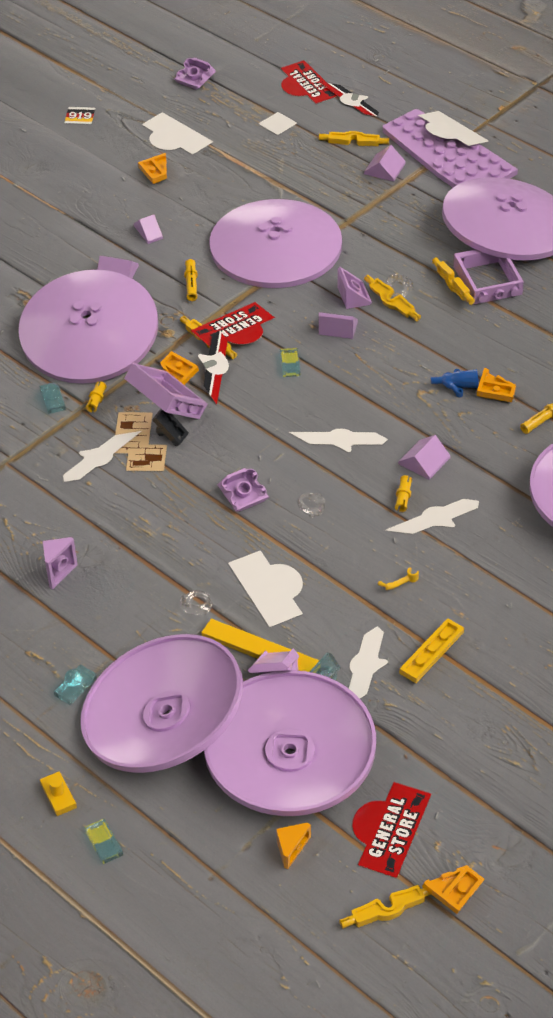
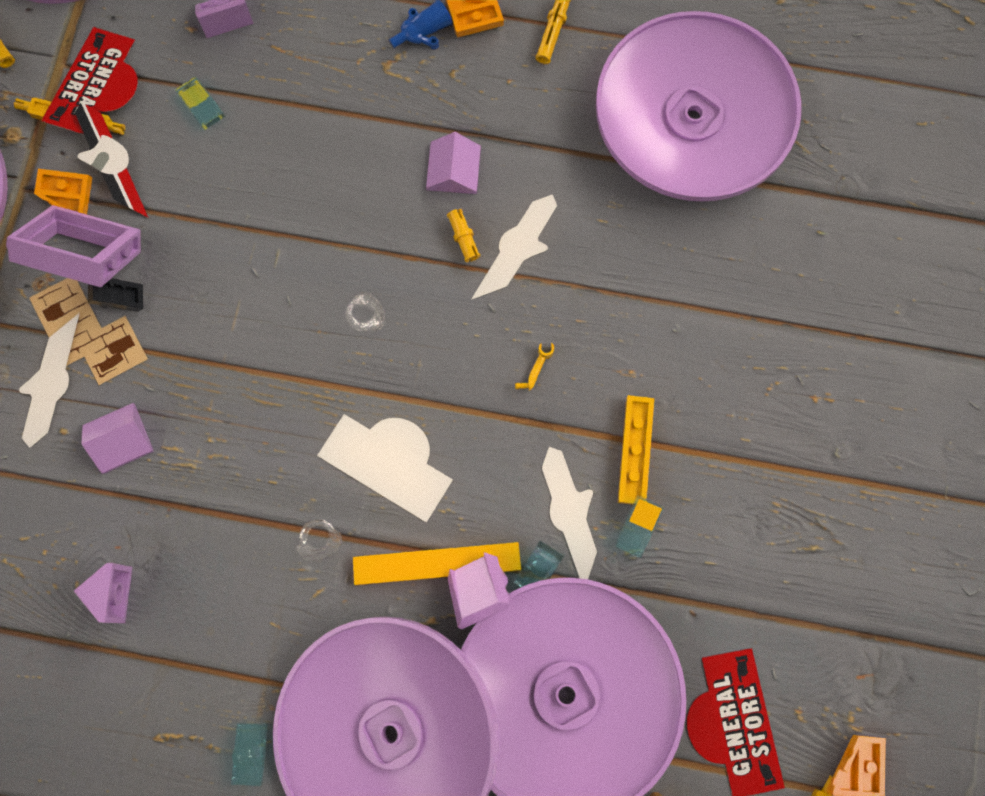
camera: 35 degrees left, 30 degrees up
(116, 499) = (116, 439): none -> lavender slope
(243, 489) = (268, 338): lavender slope -> none
(341, 438) = (334, 187): white sticker -> none
(403, 687) = (639, 526): none -> clear light blue tile

